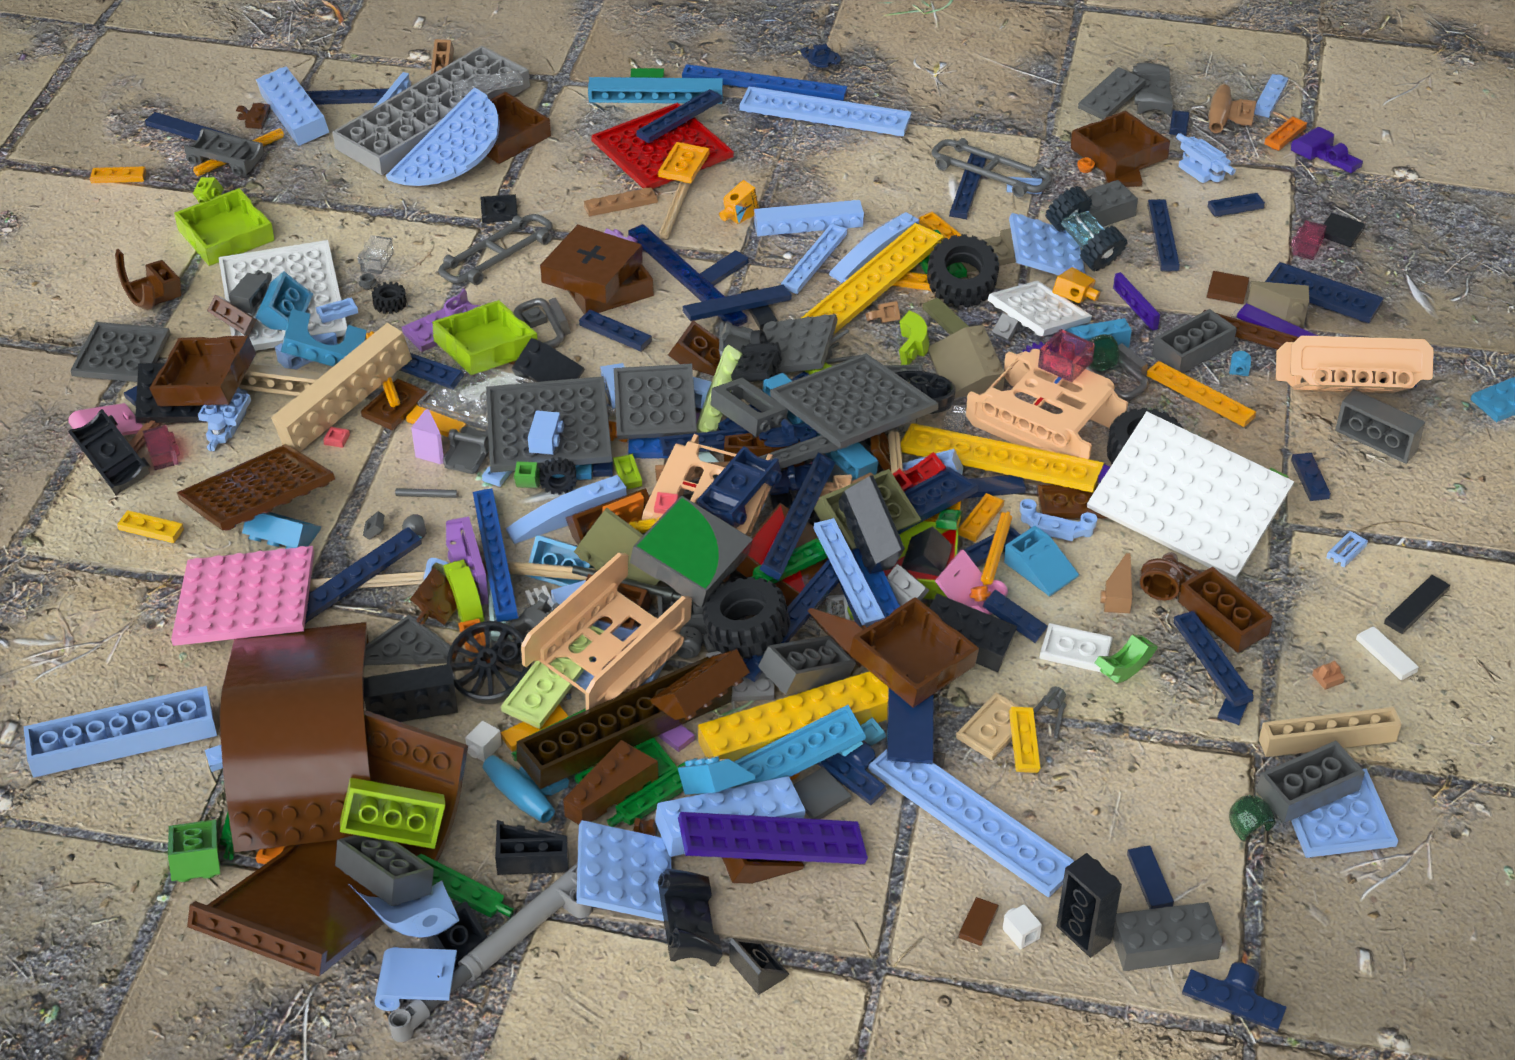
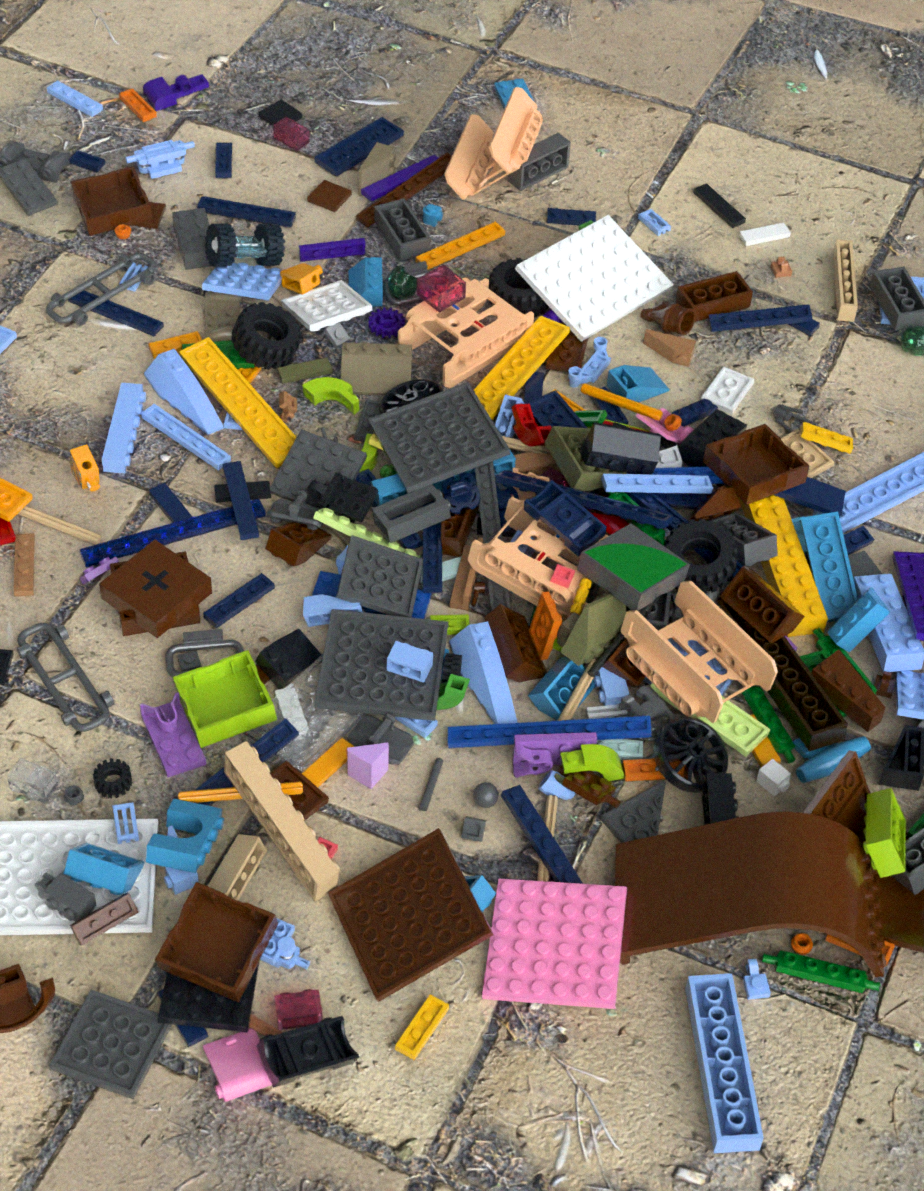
camera: 80 degrees left, 5 degrees up
(193, 850) = (872, 1010): bright green slope -> none
(1128, 660) = (751, 363): bright green arch -> none
(1224, 108) = (91, 126): medium nougat plate -> none

